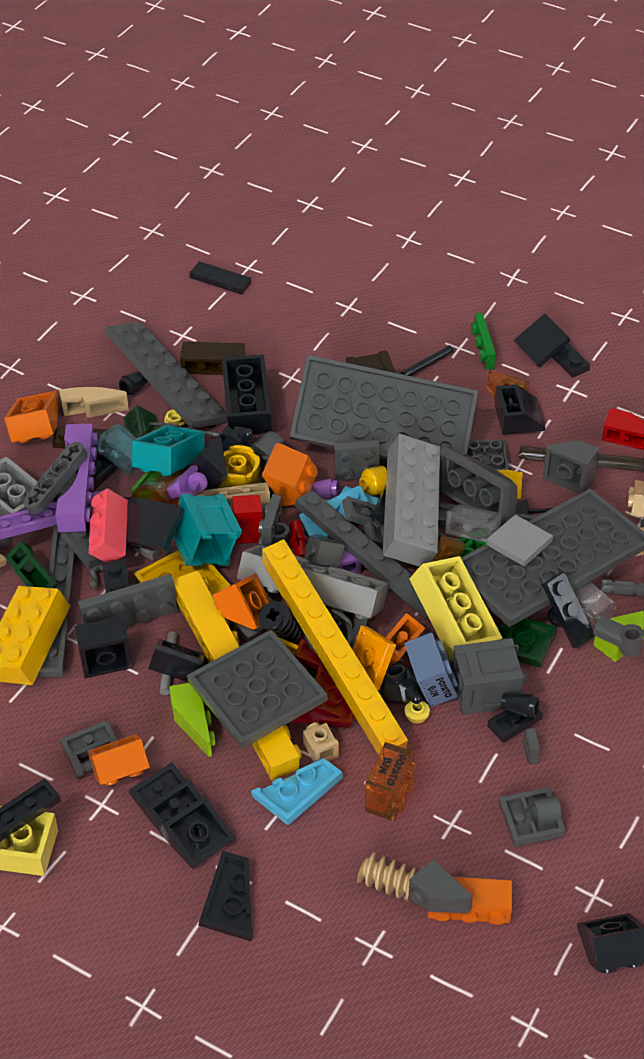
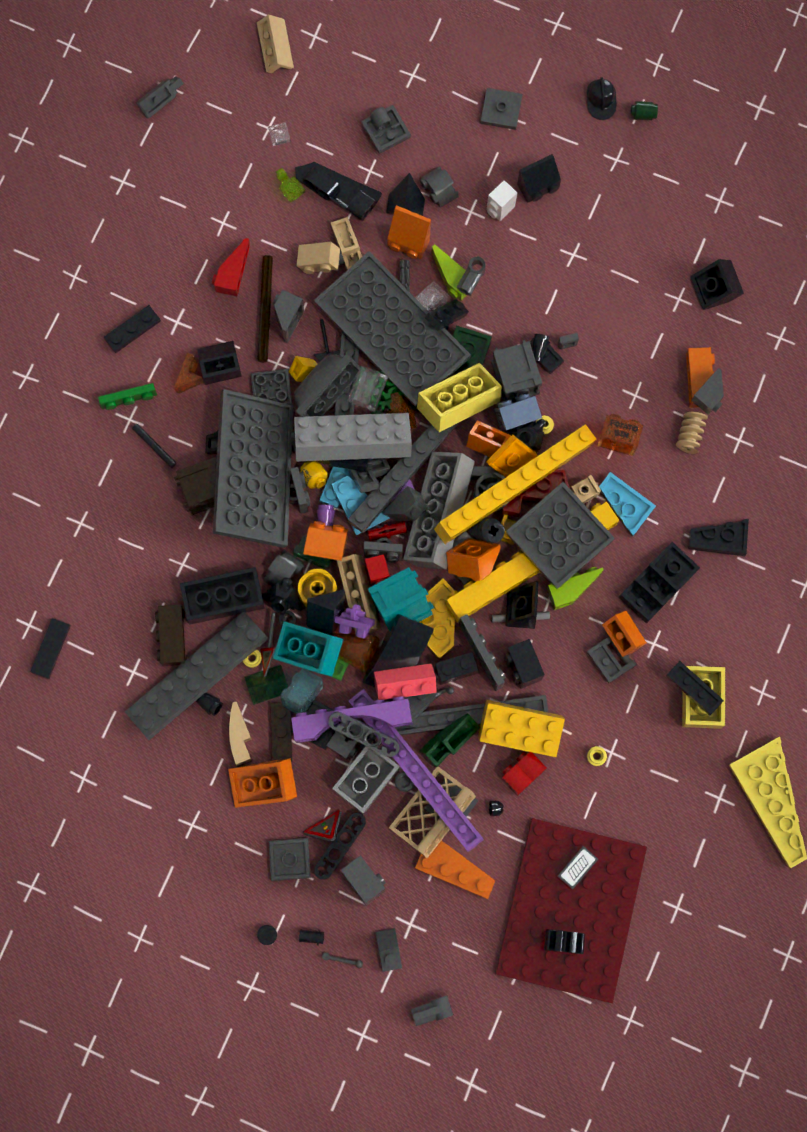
camera: 100 degrees left, 30 degrees up
(519, 540) = (385, 351): light grey tile -> none
(532, 816) = (626, 339): dark grey plate -> none
(542, 340) = (125, 345): black tile -> none

